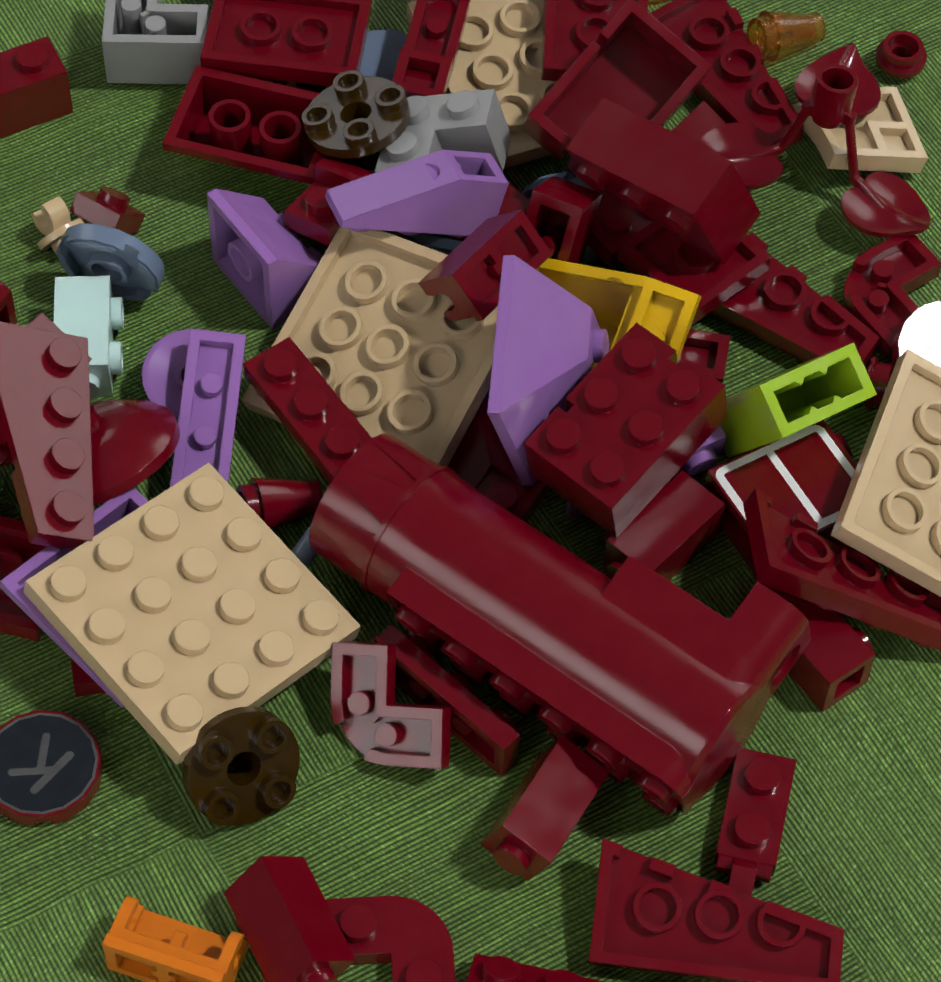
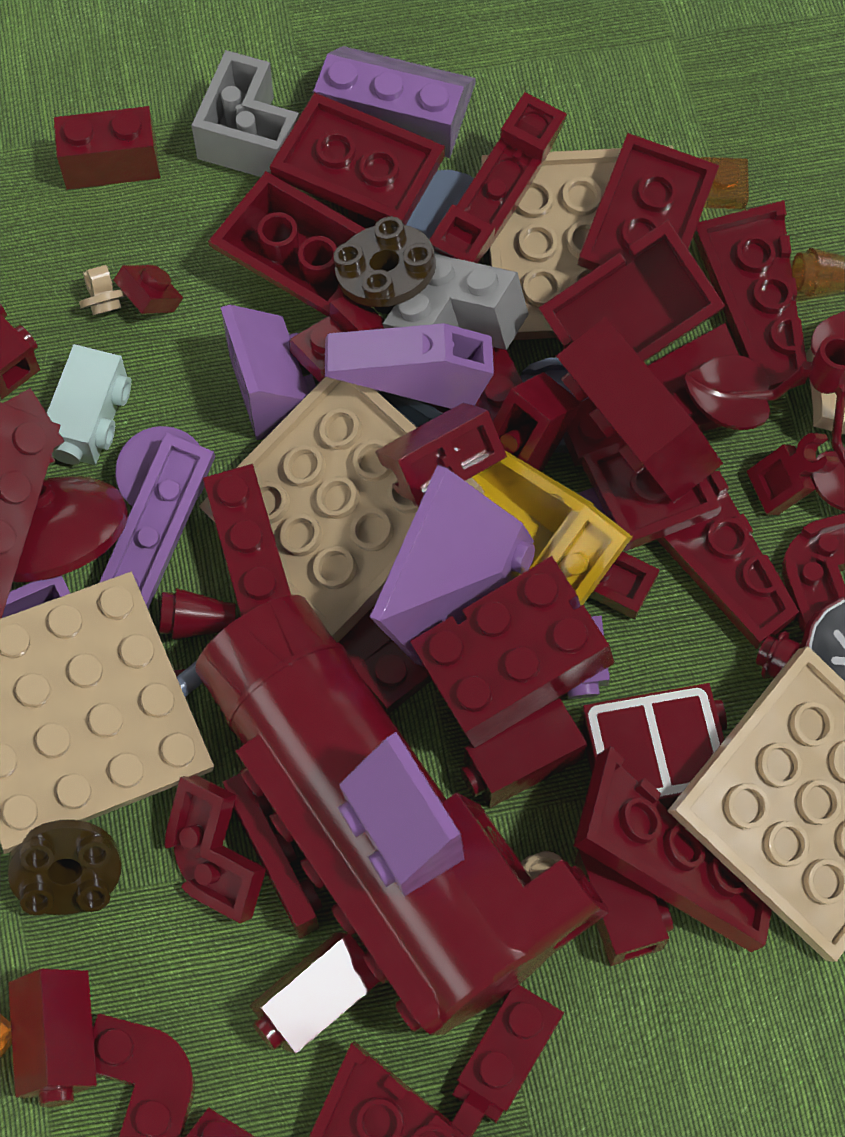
camera: 20 degrees right, 10 degrees up
(105, 251) = (130, 342): sand blue tile -> none
(593, 577) = (401, 818): none -> medium lavender slope
(795, 399) = (683, 662): lime brick -> none
(818, 218) = (785, 473): none -> dark red plate

